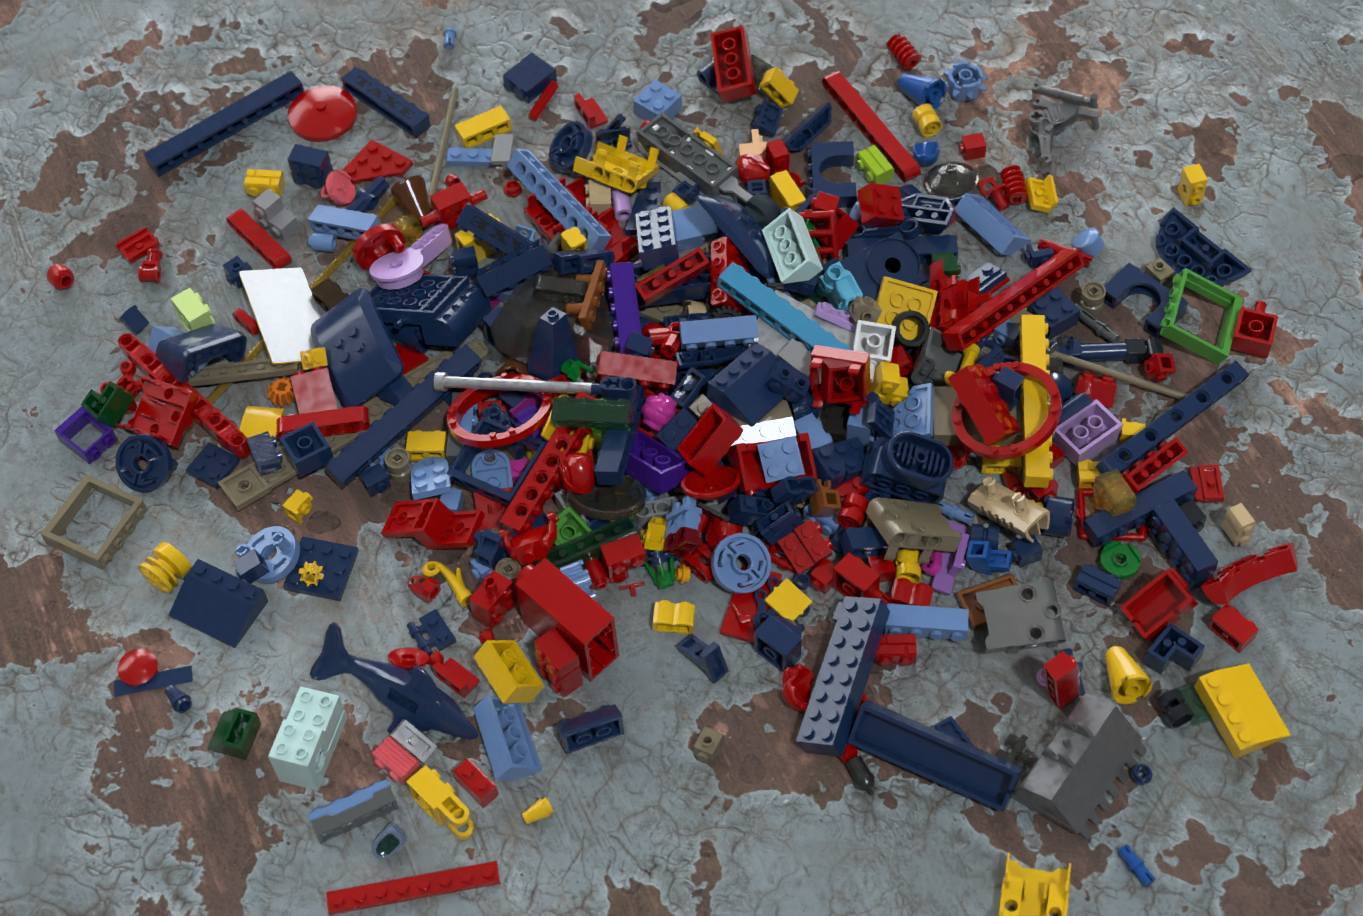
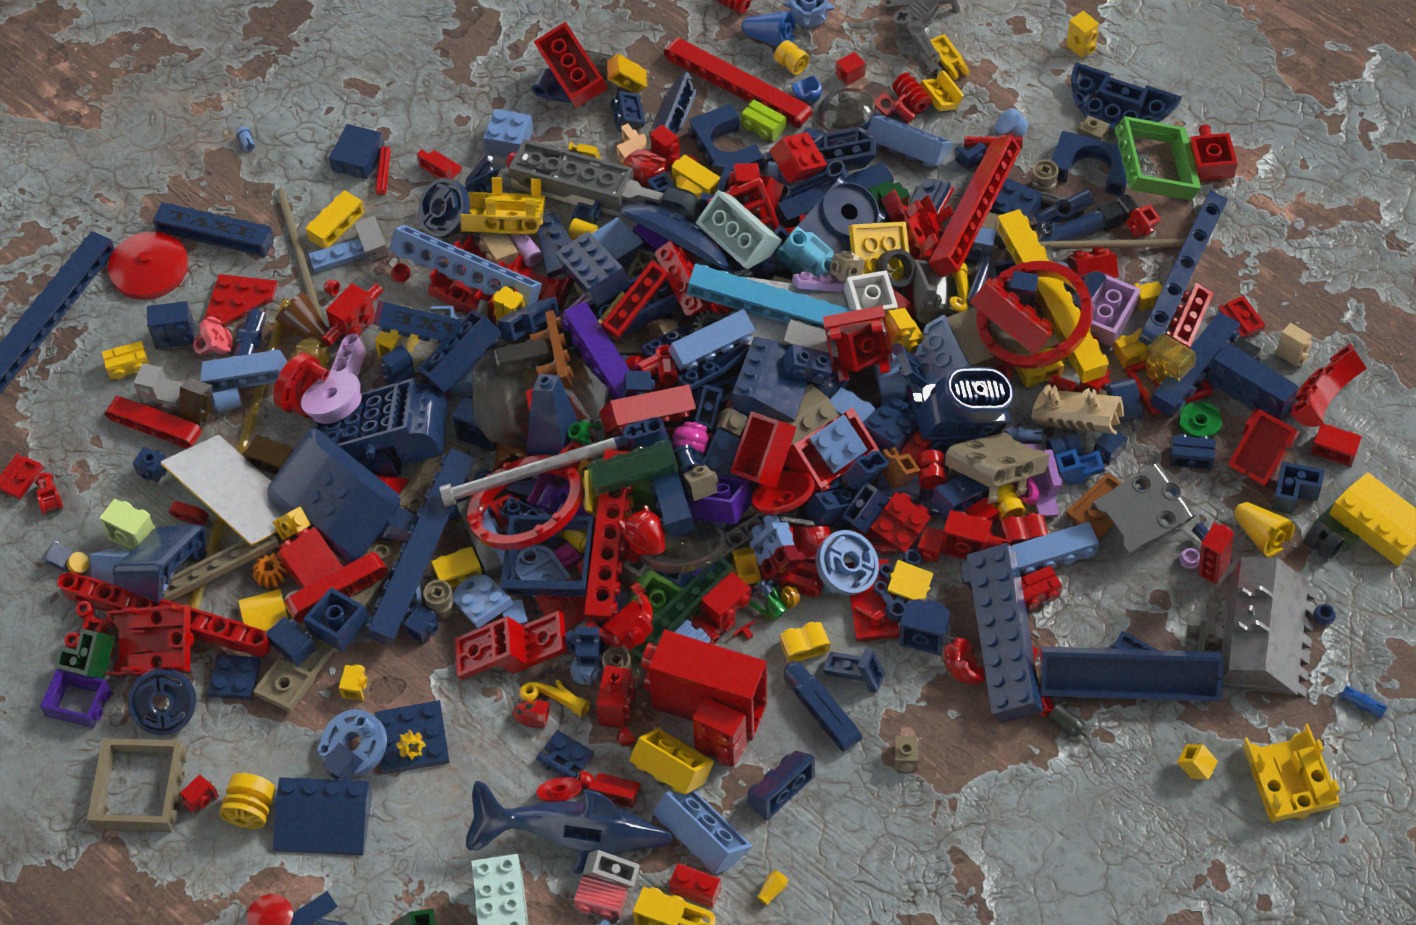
camera: 25 degrees left, 0 degrees up
(134, 547) = (198, 794): none -> red brick
(144, 329) = (78, 563): none -> yellow tile
(295, 235) = (195, 402): none -> dark brown brick
(645, 447) = (700, 482): none -> dark tan brick
(646, 425) = (689, 458): none -> dark blue piece
(660, 676) = (822, 706): none -> dark blue piece
(954, 856) = (1197, 761): none -> yellow brick
(1064, 163) = (949, 56): none -> yellow hinge
(1105, 330) = (1076, 202): none -> dark blue piece

